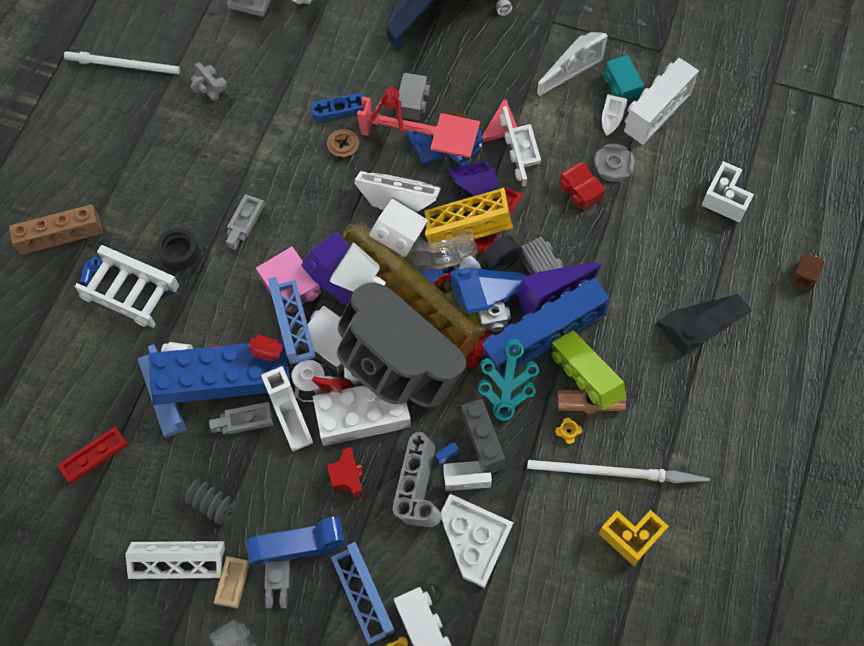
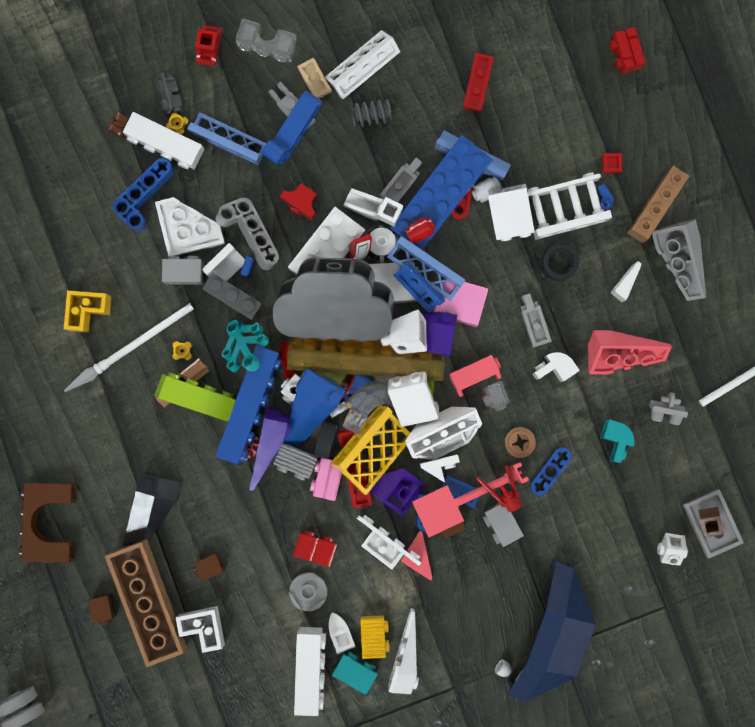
camera: 135 degrees right, 20 degrees up
(56, 295) = (611, 162): none -> red tile
(78, 179) = (683, 254): none -> light grey wedge
(142, 192) = (624, 286): none -> white slope
(176, 313) = (511, 212): none -> white brick
(198, 148) = (618, 350): none -> coral wedge
(258, 174) = (561, 365): none -> white brick
(264, 89) = (621, 436): none -> teal brick
(312, 308) = (418, 287): none -> blue plate
(328, 216) = (475, 373): none -> coral brick
(329, 188) = (495, 396): none -> clear brick
(424, 173) = (434, 466): none -> white slope
(484, 603) = (146, 193): none -> blue beam
(510, 497) = (183, 271): none -> light grey brick
(528, 226) = (327, 480): none -> bright pink brick
(587, 92) = (373, 637): none -> yellow brick
(685, 236) = (208, 567): none -> reddish brown brick
(763, 245) = (146, 602): none -> medium nougat brick
(802, 403) = (34, 545): none -> reddish brown arch

